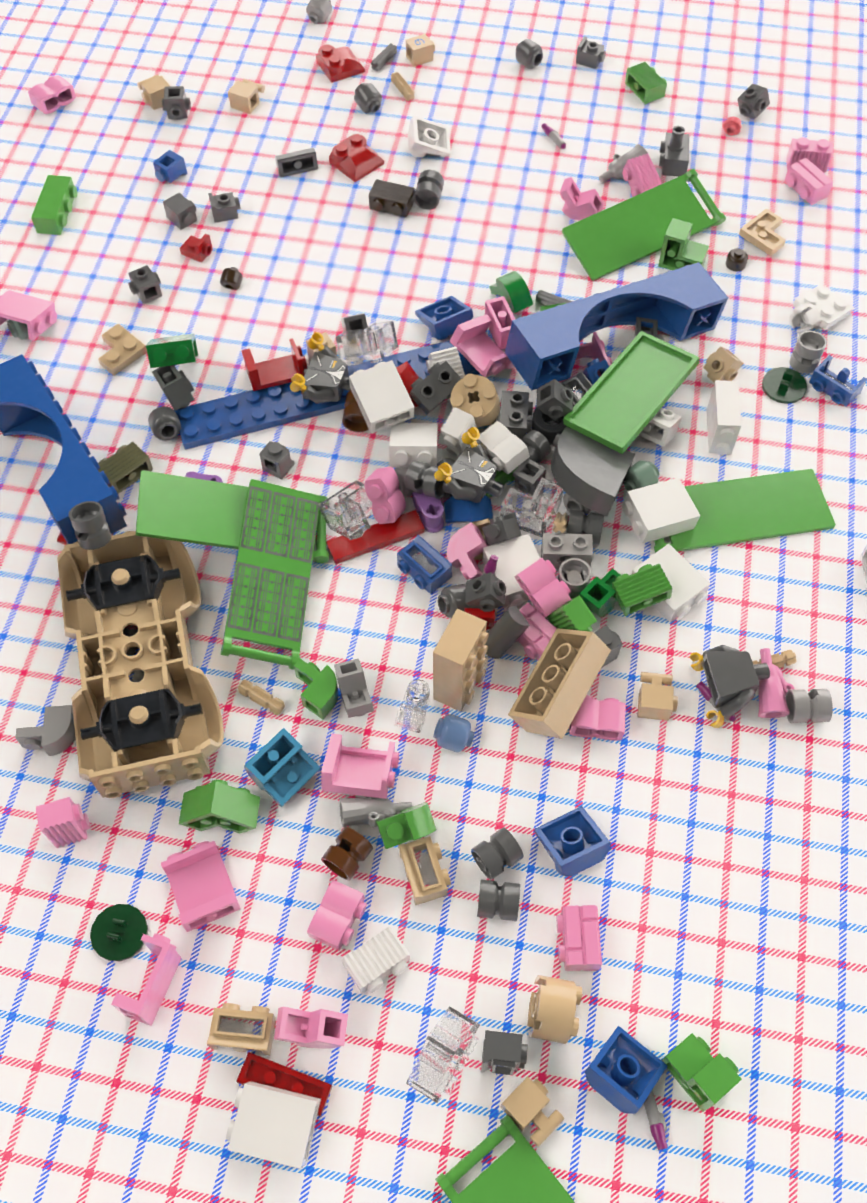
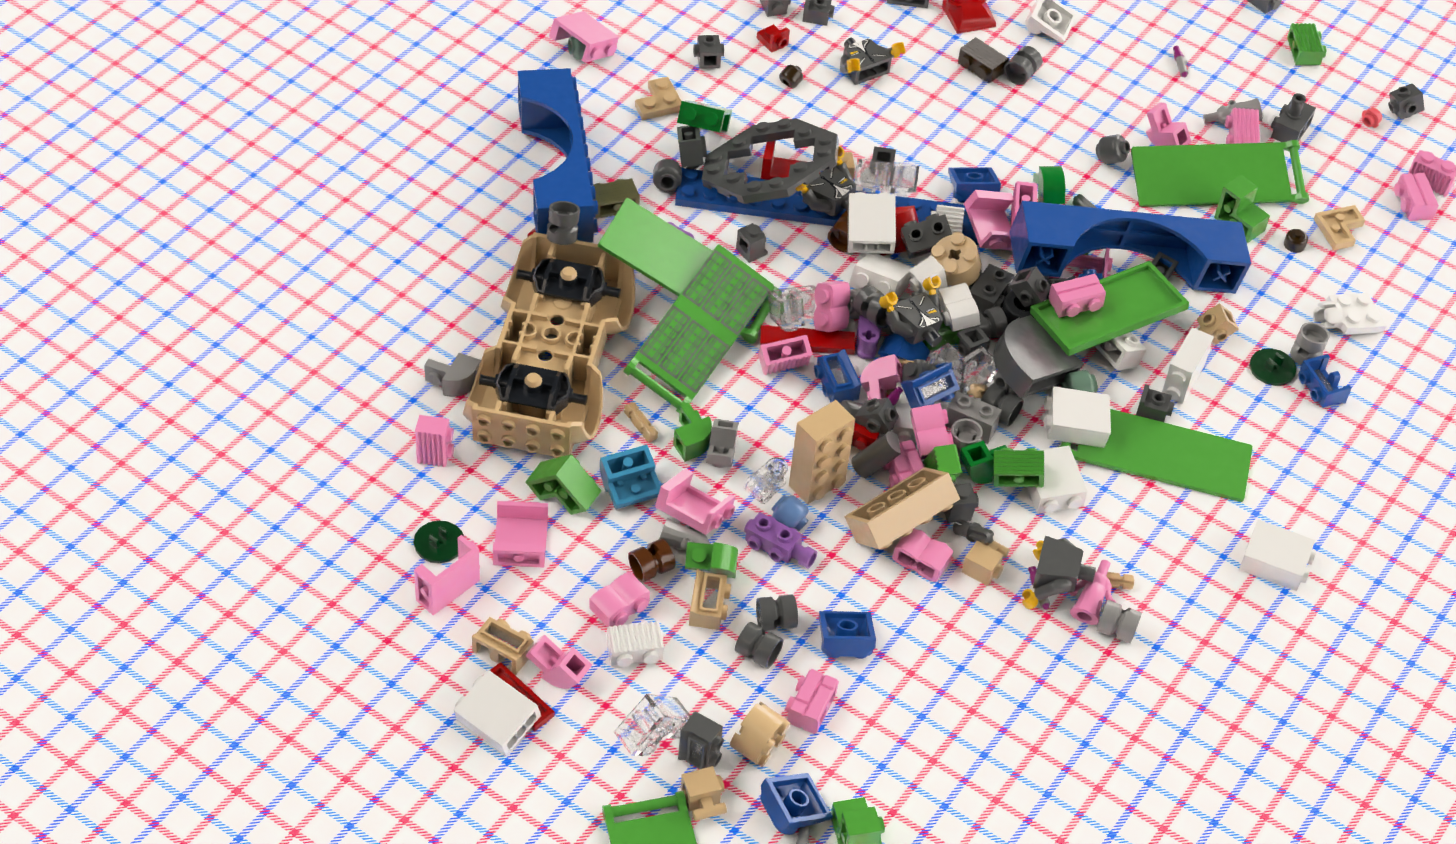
camera: 20 degrees right, 10 degrees down
(280, 398) = (735, 184): none -> dark grey plate
(292, 236) = (868, 60): none -> dark grey torso
(365, 564) = (785, 354): none -> bright pink brick
(450, 772) = (778, 540): none -> medium lavender brick
(523, 542) = (931, 386): none -> blue window
(545, 237) = (1112, 149): none -> dark grey head
(602, 392) = (1077, 296): none -> bright pink brick
(633, 673) = (973, 531): none -> dark grey axle
(713, 467) = (1155, 404): none -> dark grey brick

